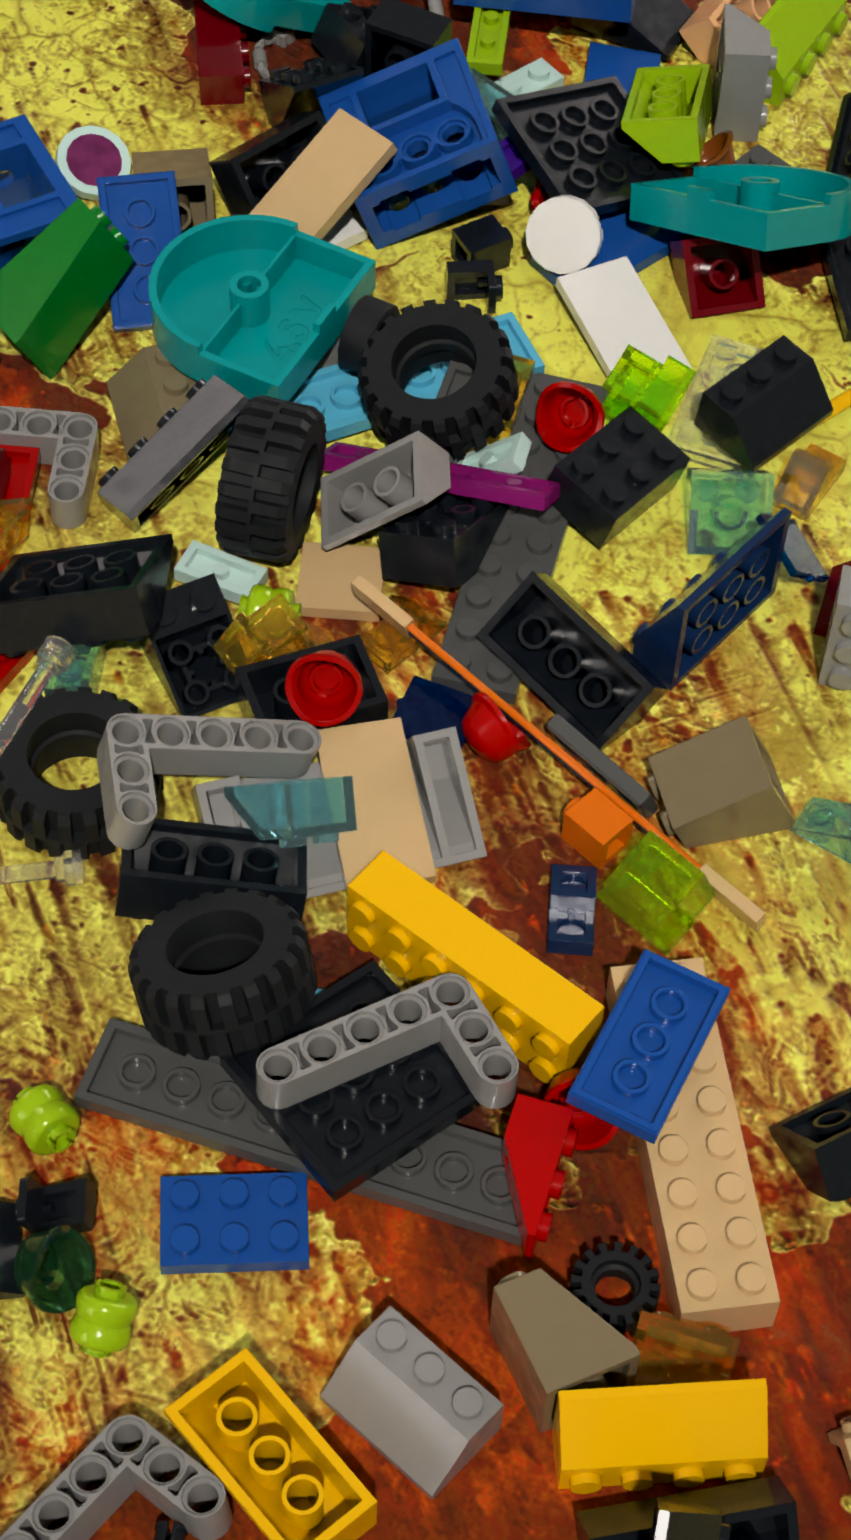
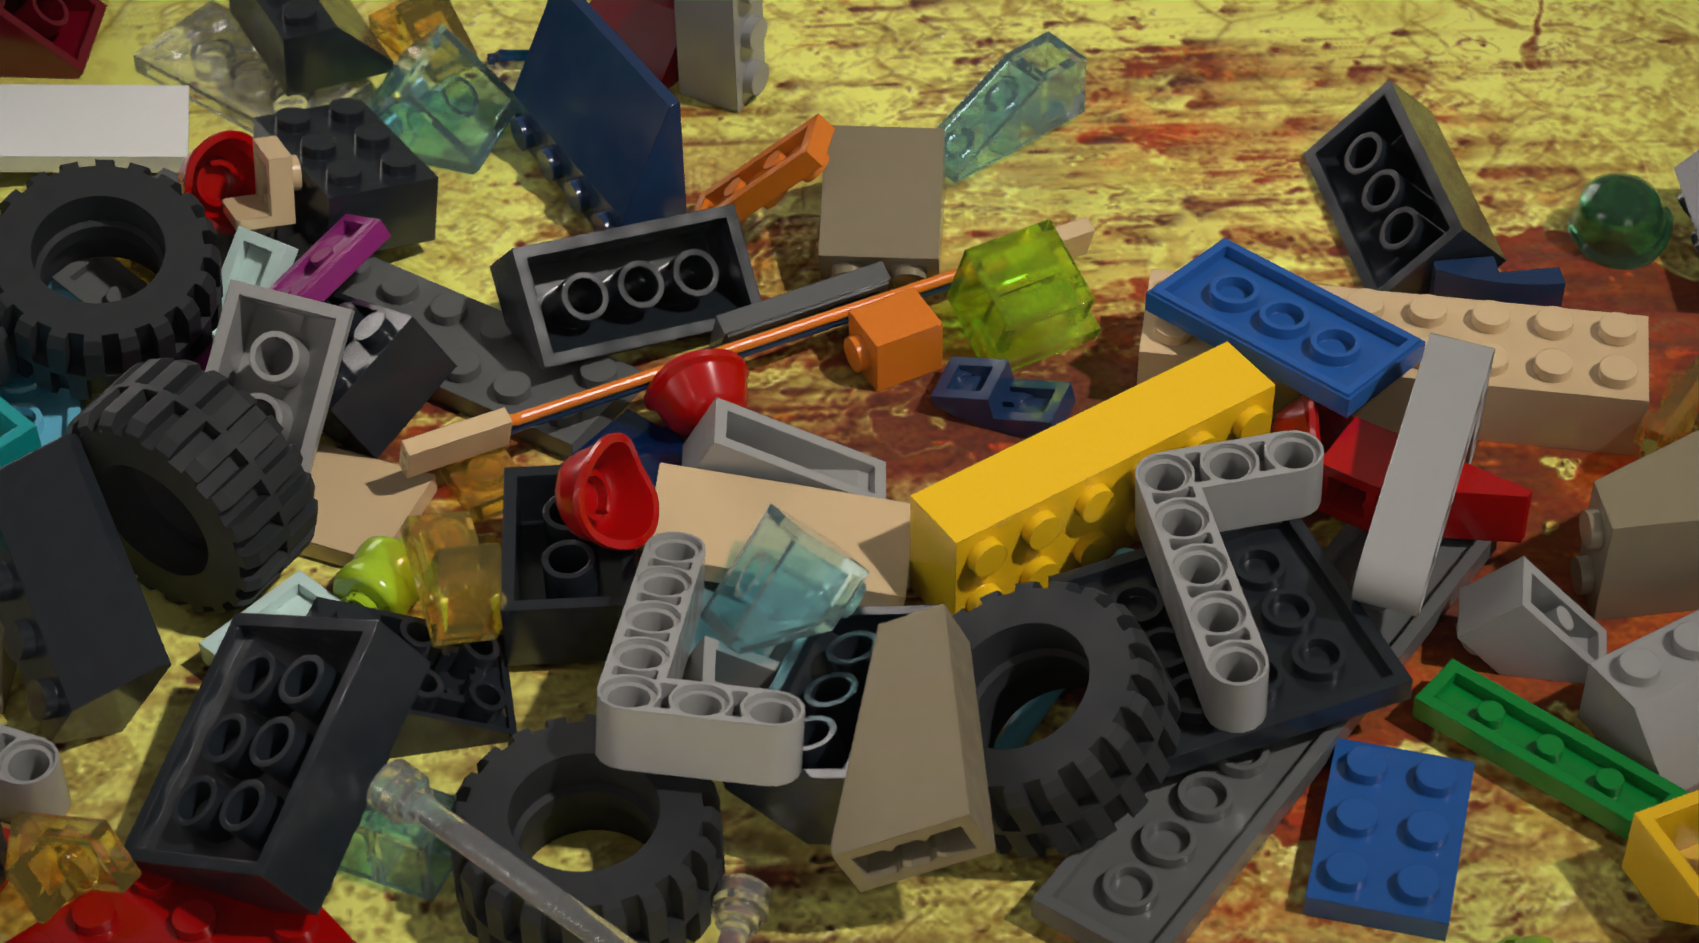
camera: 70 degrees left, 10 degrees down
(152, 901) = (916, 759): none -> dark tan slope
(331, 1307) = (1540, 748): none -> green plate
(443, 1280) = (1528, 626): none -> light grey slope
(524, 1154) = (1424, 474): none -> light grey beam
(562, 435) = (275, 180): none -> tan bracket
(624, 1266) = (1568, 455): black tyre -> none
(646, 386) = (218, 97): clear neon green plate -> none
(701, 703) = (773, 171): none -> orange plate
(797, 1196) = (1481, 280): none -> dark blue slope

